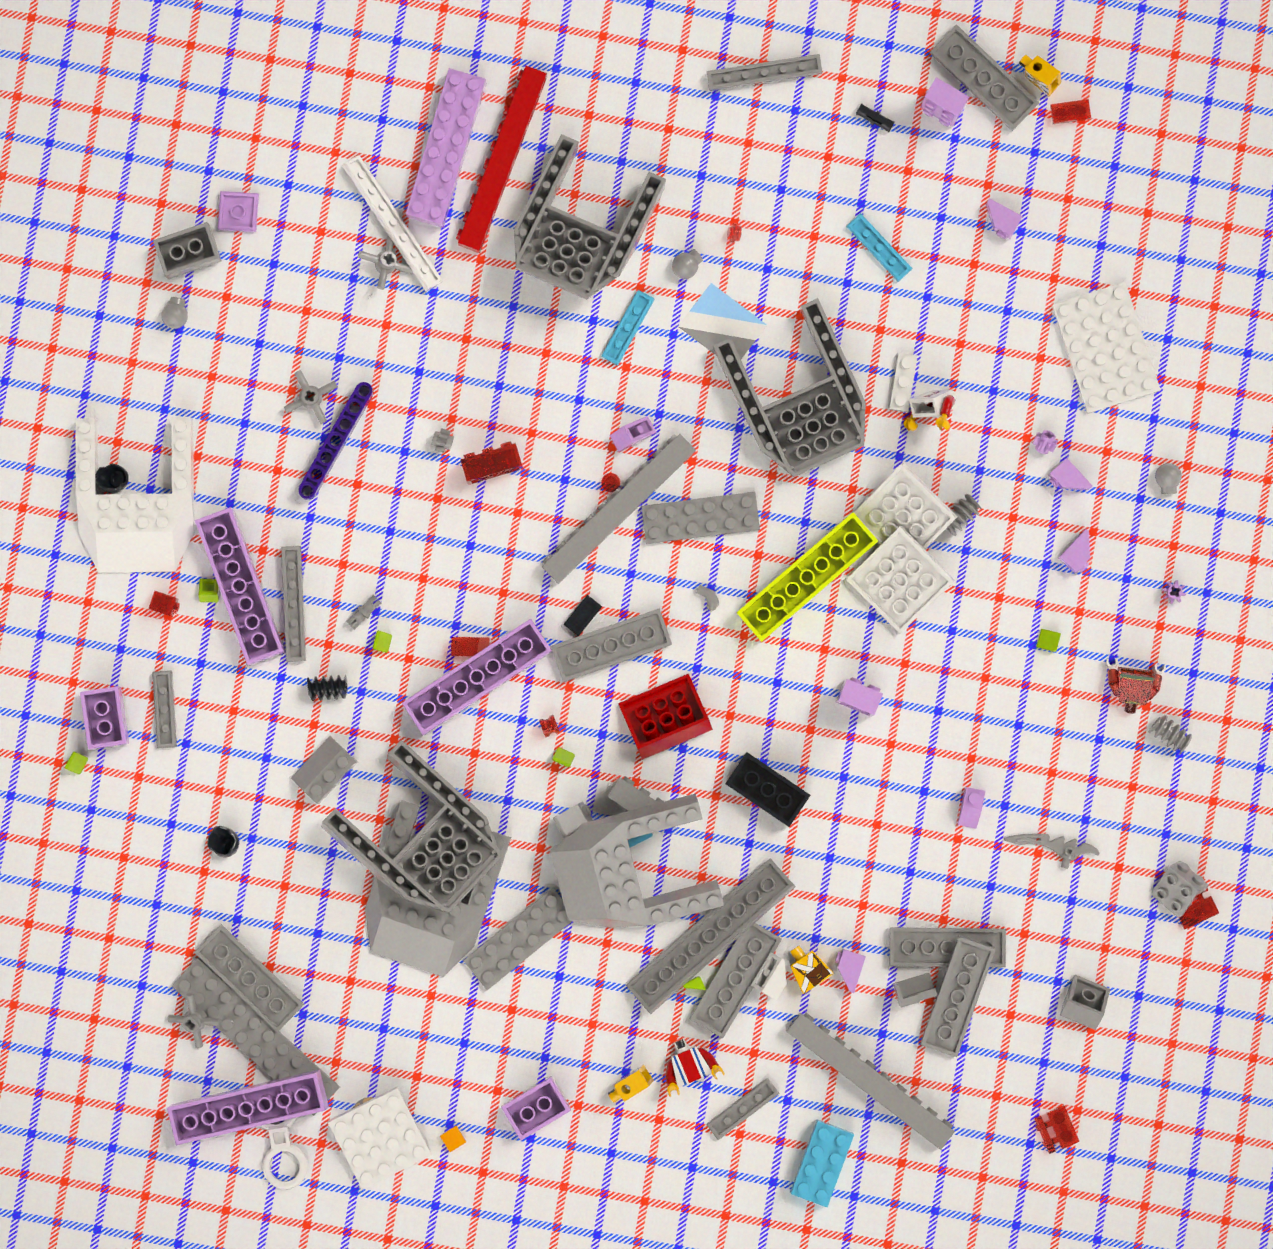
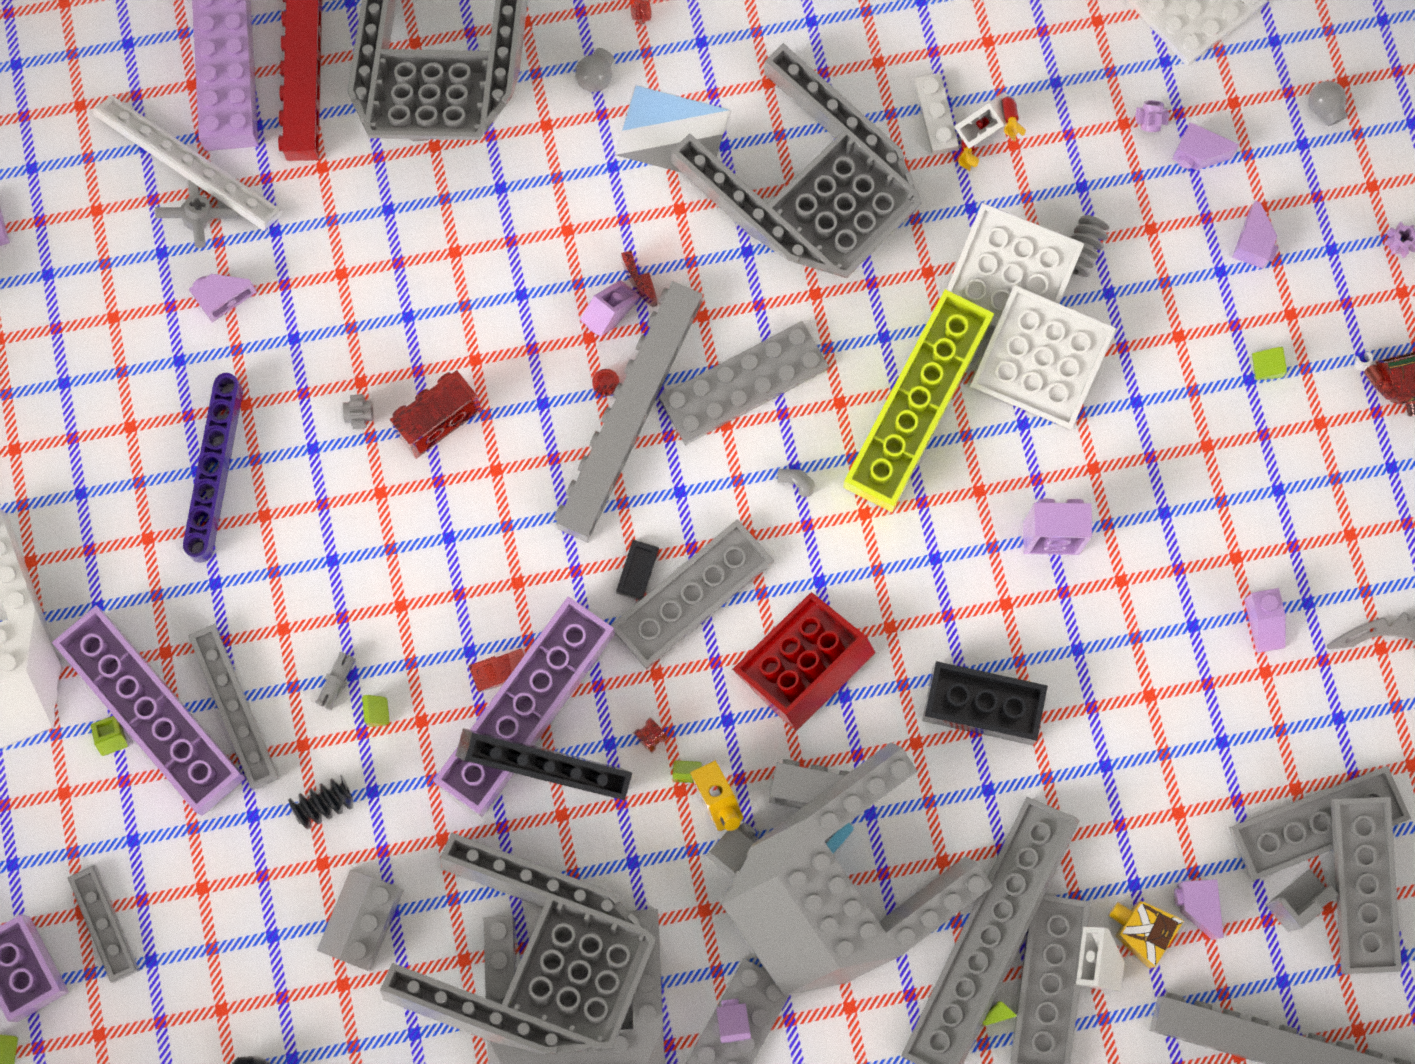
camera: 25 degrees left, 10 degrees down
(164, 604) = (51, 776): clear red brick -> none
(304, 395) = (164, 415): light grey bar -> none
(381, 324) = (220, 293): none -> lavender slope
(474, 721) = (543, 764): none -> black brick
(529, 924) = (733, 1021): none -> lavender slope
(575, 790) = (723, 808): none -> yellow torso
(628, 327) = (550, 179): medium azure tile -> none
(659, 425) = (641, 283): none -> clear red slope

